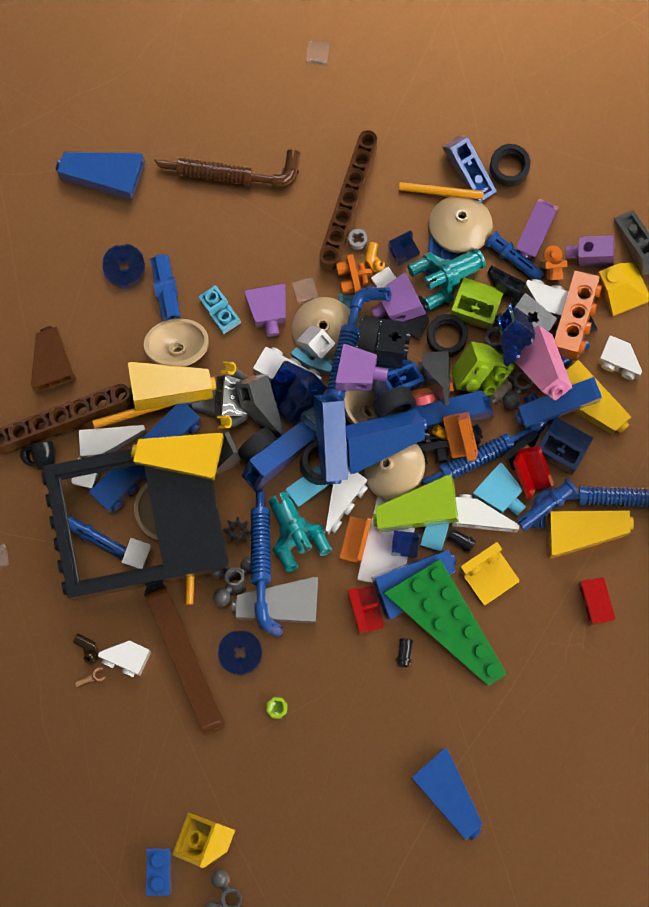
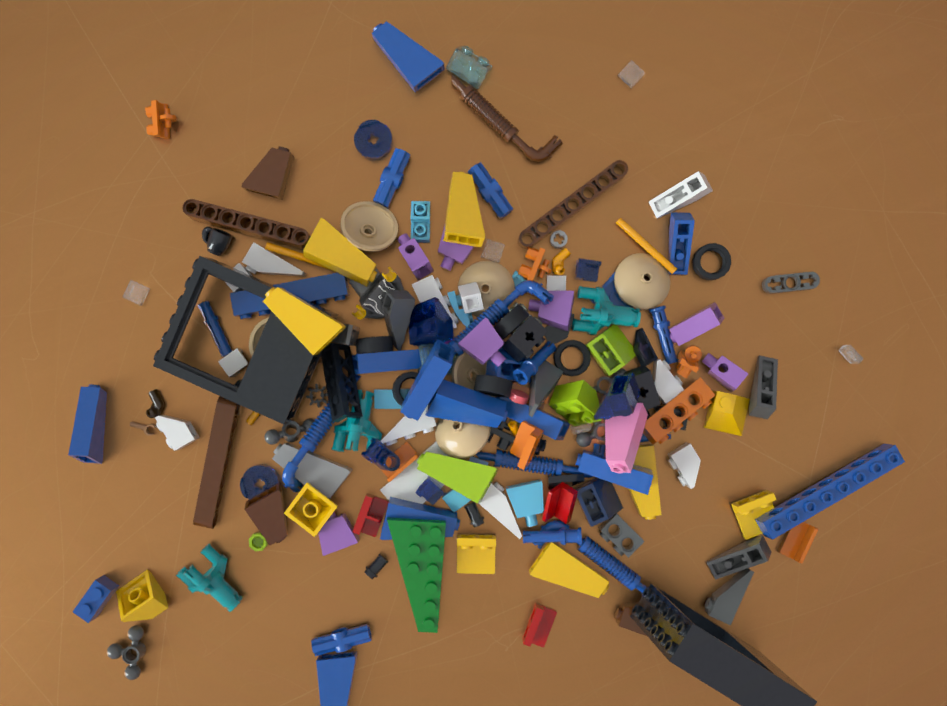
camera: 35 degrees right, 10 degrees up
(39, 709) = (89, 425): none -> blue slope
(165, 142) = (469, 66): none -> clear light blue bracket
(238, 342) = (414, 256): none -> medium lavender torso
(249, 502) = (336, 382): none -> black fence
(254, 271) = (463, 212): none -> yellow slope
(257, 774) = (212, 581): none -> teal wheel
(264, 238) = (490, 190): none -> blue piece
(270, 670) = (268, 514): none -> reddish brown slope
(306, 635) = (311, 509): none -> yellow slope
(333, 541) = (378, 454): none -> clear blue piece
(343, 646) = (337, 534): none -> medium lavender torso
(415, 363) = (530, 366): none -> blue pin
(421, 744) = (341, 640): none -> blue piece
(439, 125) = (681, 195): none -> white slope
(591, 144) = (804, 286): none -> dark grey beam
(608, 456) = (624, 531): none -> dark grey brick

